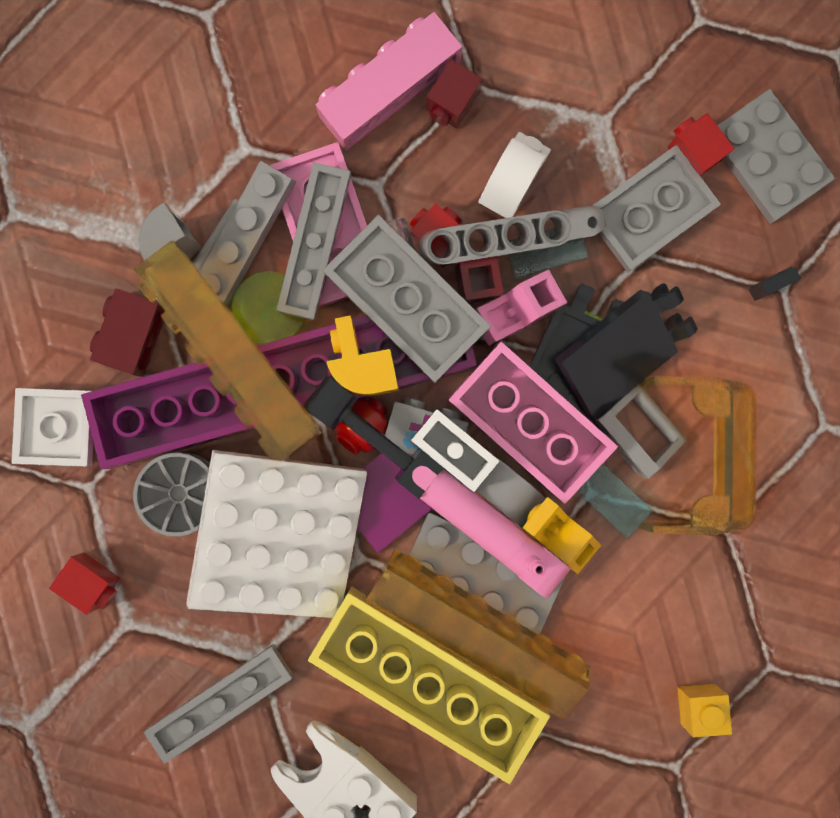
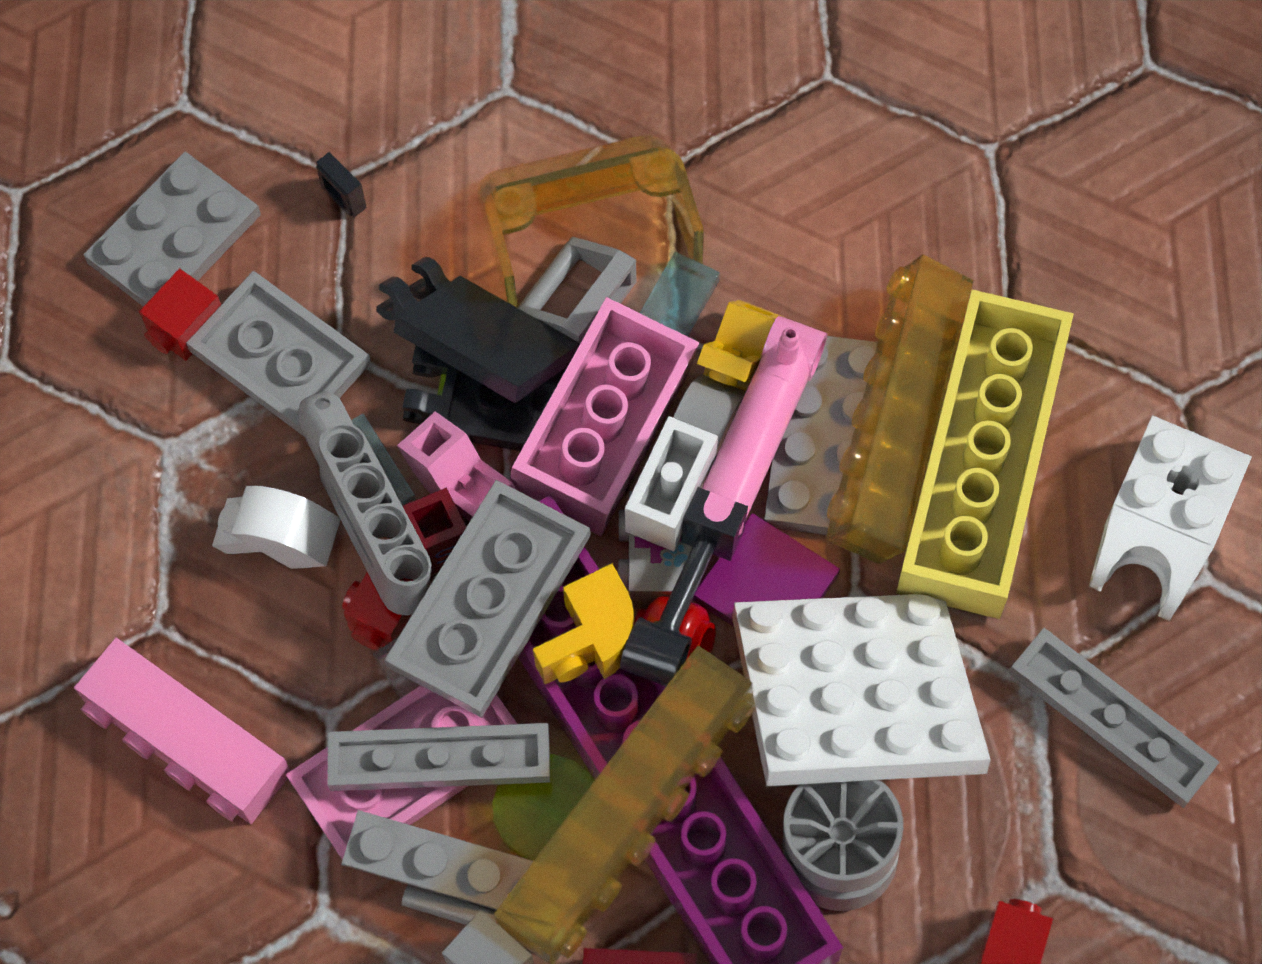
camera: 105 degrees left, 20 degrees down
(453, 94) = (183, 640): dark red brick -> none
(704, 710) = (904, 129): yellow brick -> none

